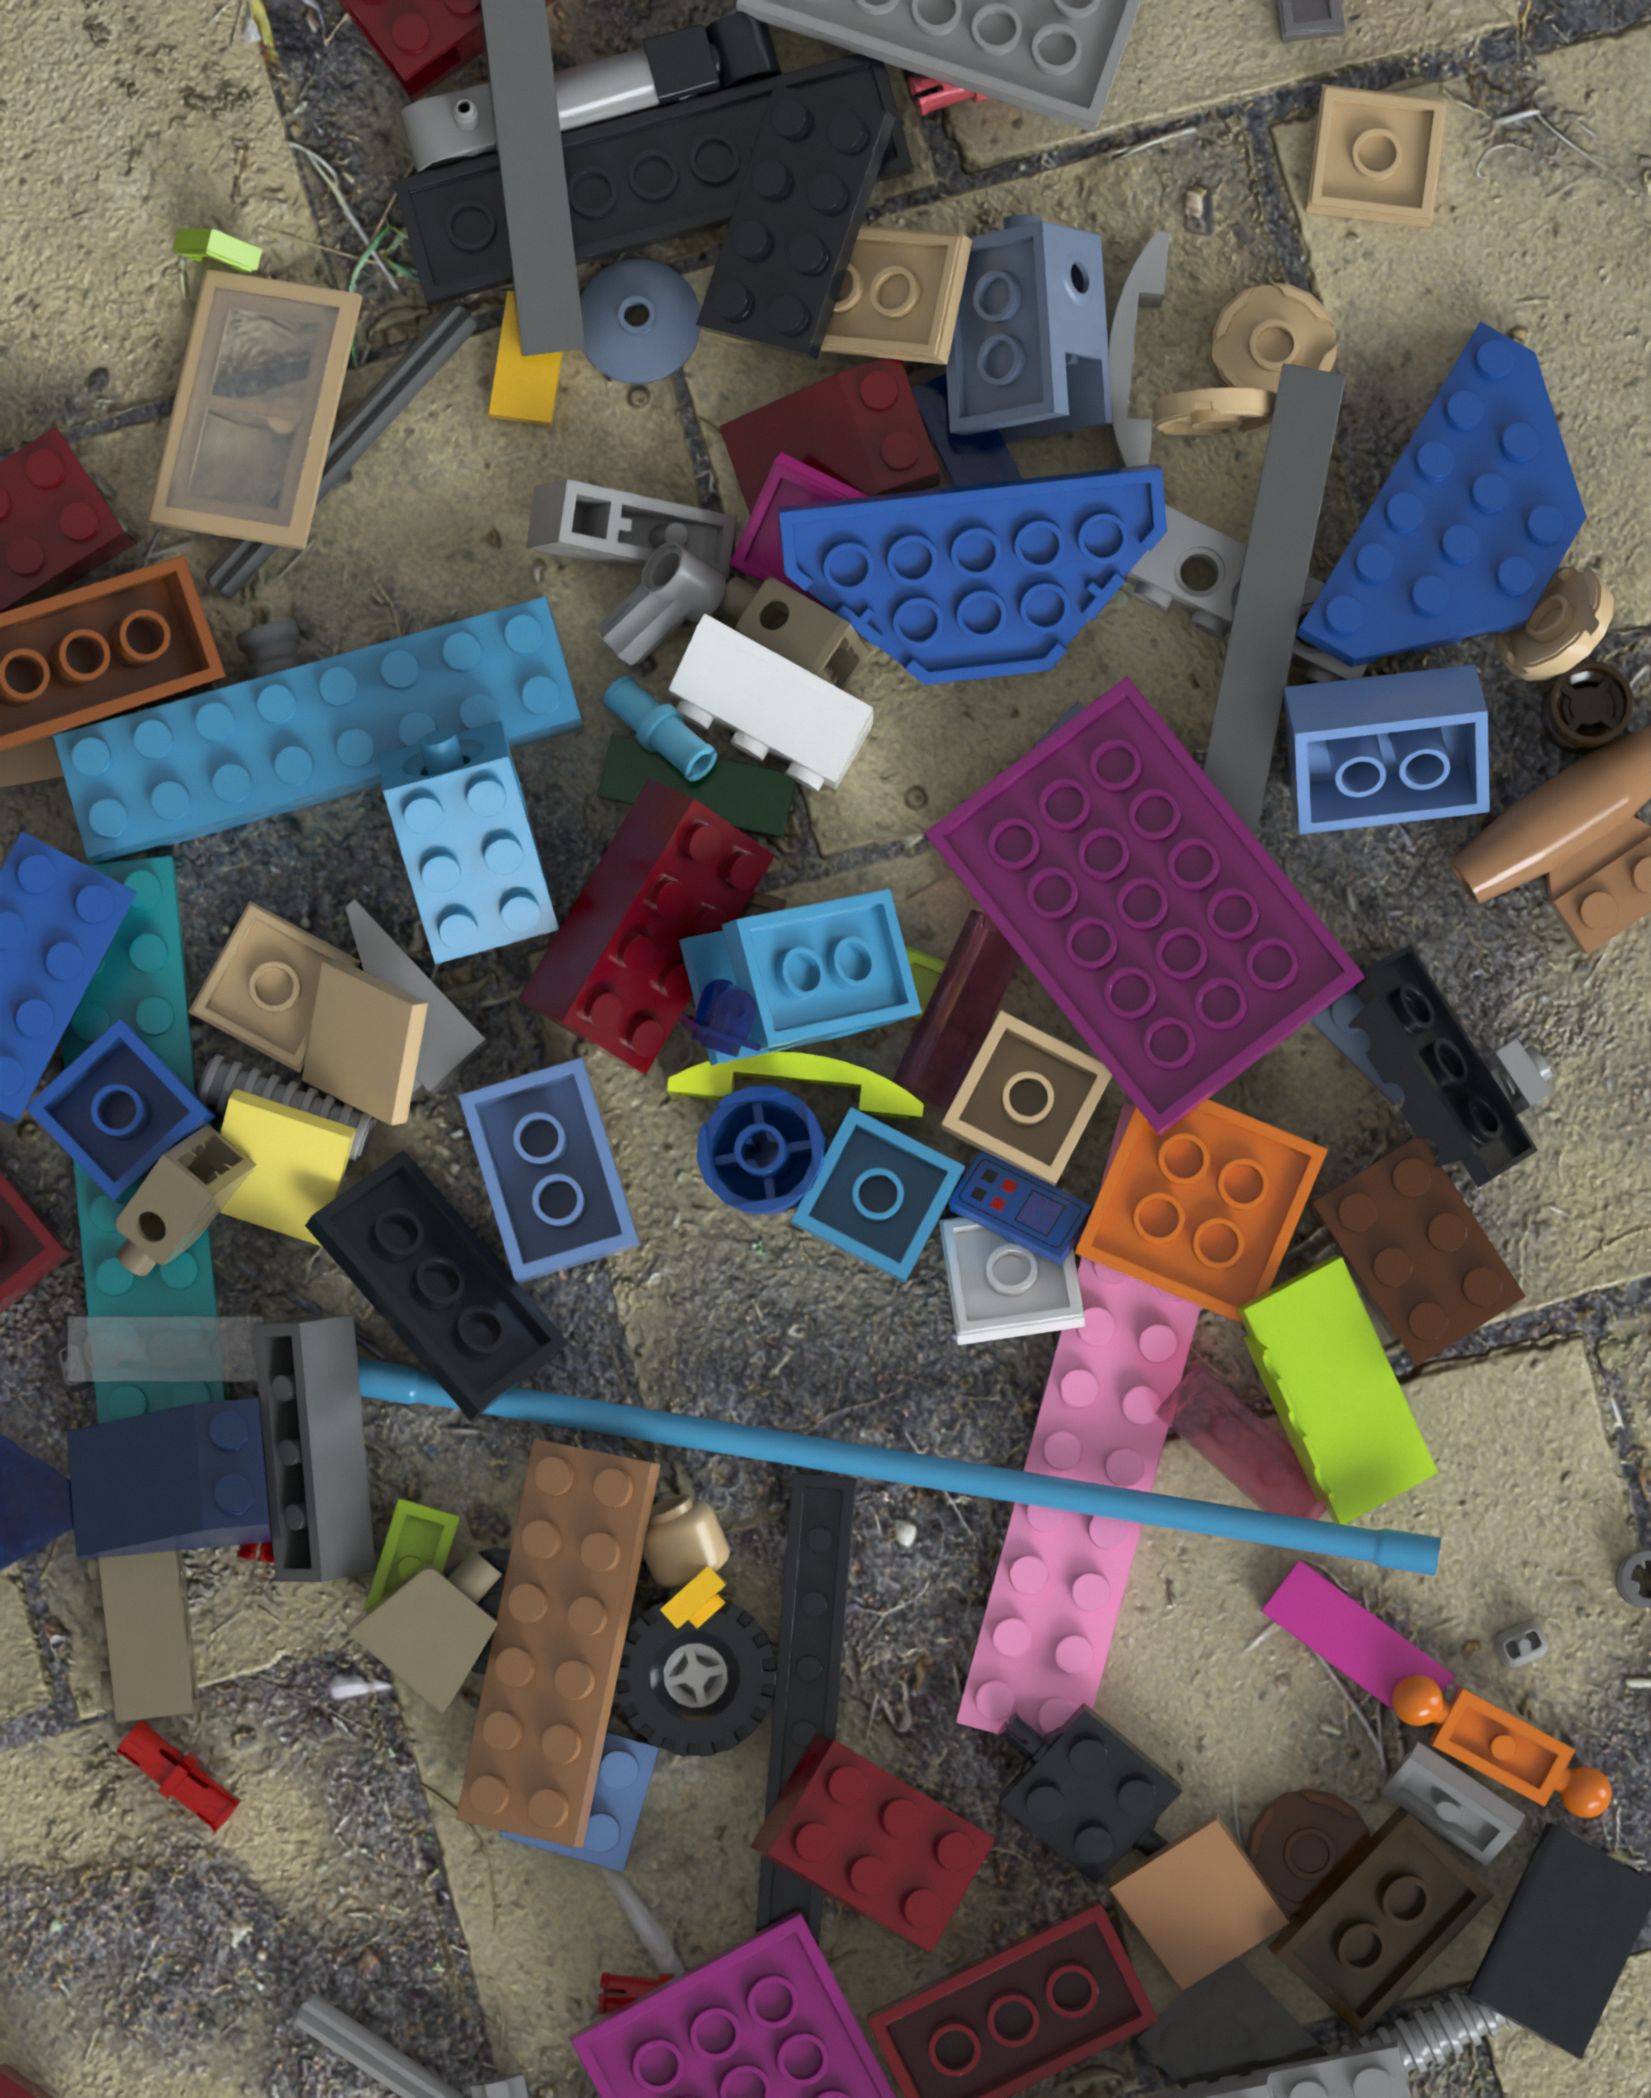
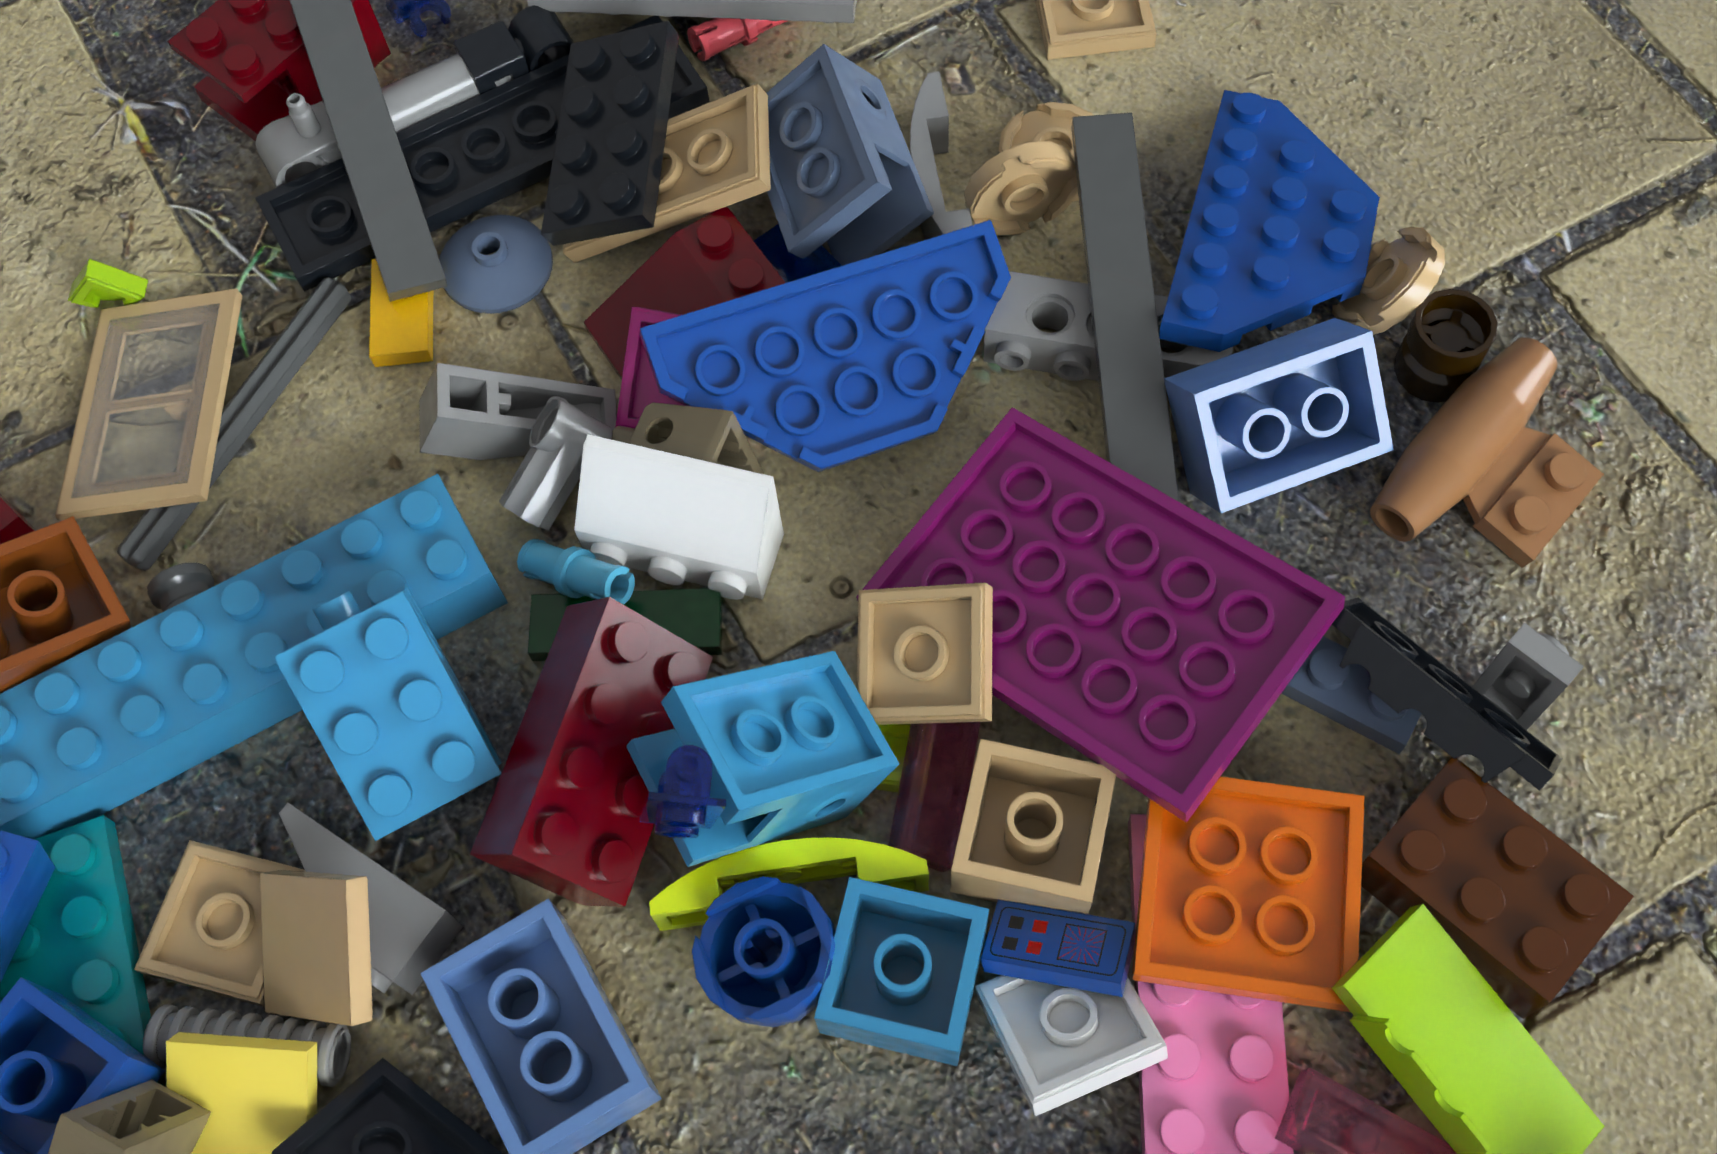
camera: 15 degrees left, 20 degrees down
(972, 914) = (926, 653): none -> tan tile

